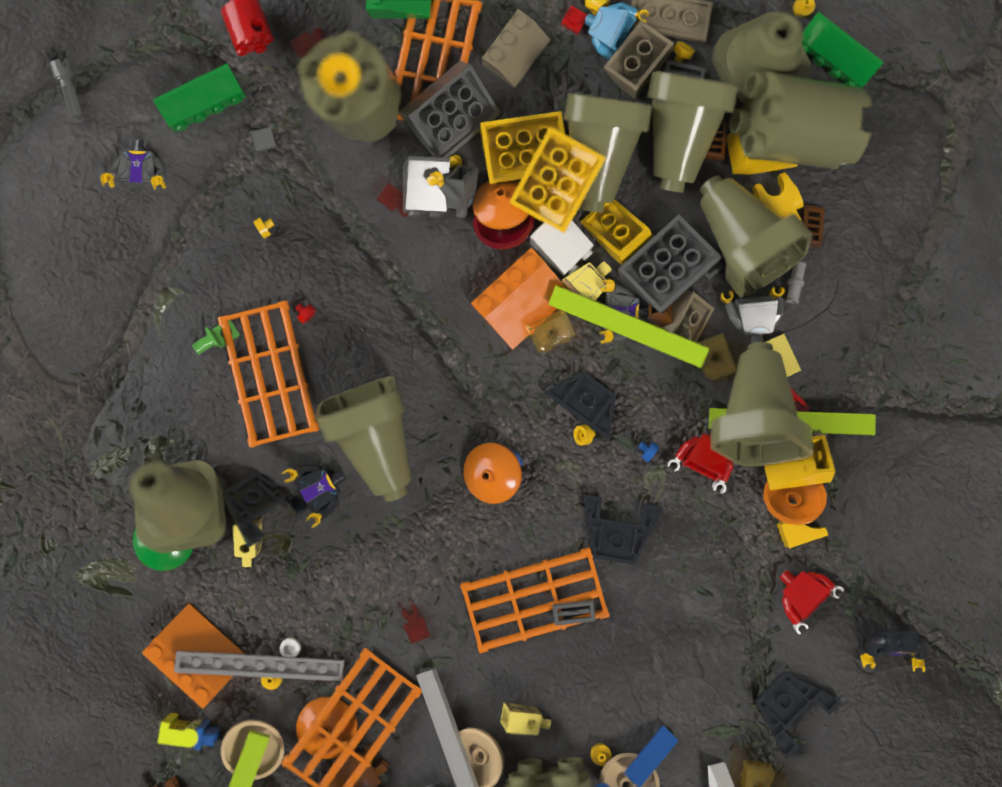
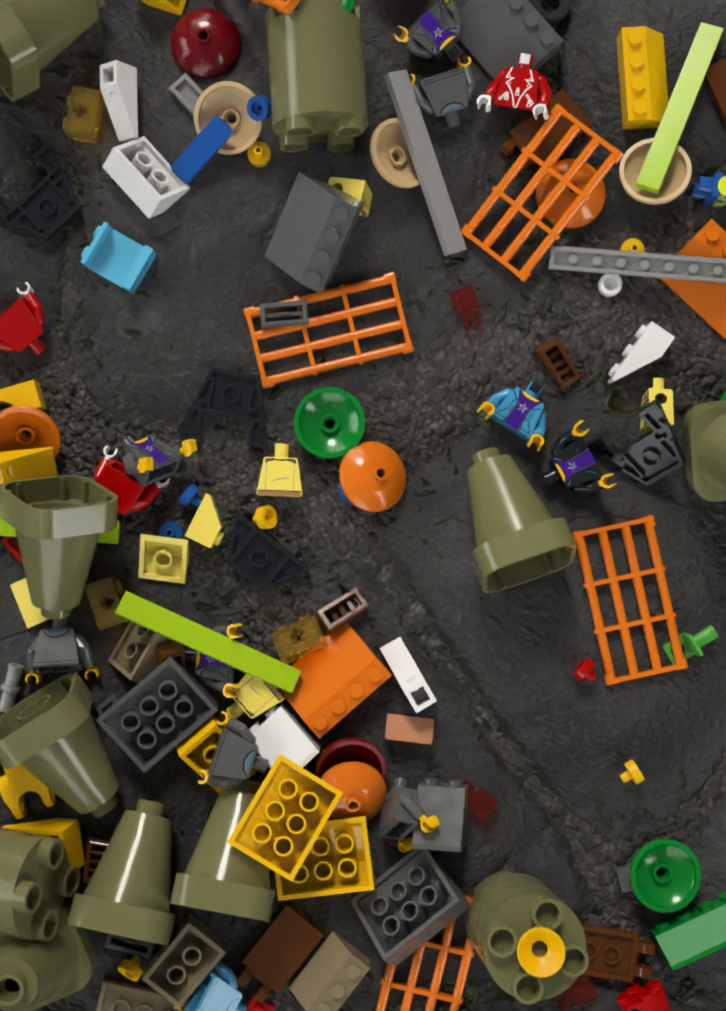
camera: 175 degrees left, 0 degrees up
(225, 134) = (676, 884): none -> green dish
(254, 594) = (650, 345): none -> white slope
(275, 76) = (615, 953): none -> reddish brown tile
(349, 587) = (564, 358): none -> reddish brown slope
(367, 532) = (519, 412): none -> torso
(454, 258) = (409, 728): none -> nougat slope
(456, 304) = (408, 675): none -> white slope
(518, 361) = (346, 617): none -> reddish brown slope
(535, 533) = (327, 405): none -> green dish
(551, 686) = (313, 231): none -> dark grey slope
(558, 69) = (279, 951): none -> reddish brown tile
(572, 472) = (280, 474): none -> light yellow torso
(603, 231) = (233, 755): none -> dark grey torso
(634, 427) = (206, 524): none -> light yellow slope
(659, 419) = (175, 528): none -> blue tile
(670, 396) = (163, 558): none -> light yellow slope
(683, 482) = (152, 459): none -> torso
(700, 731) = (145, 176): none -> white slope
(720, 657) = (117, 258): none -> medium azure panel

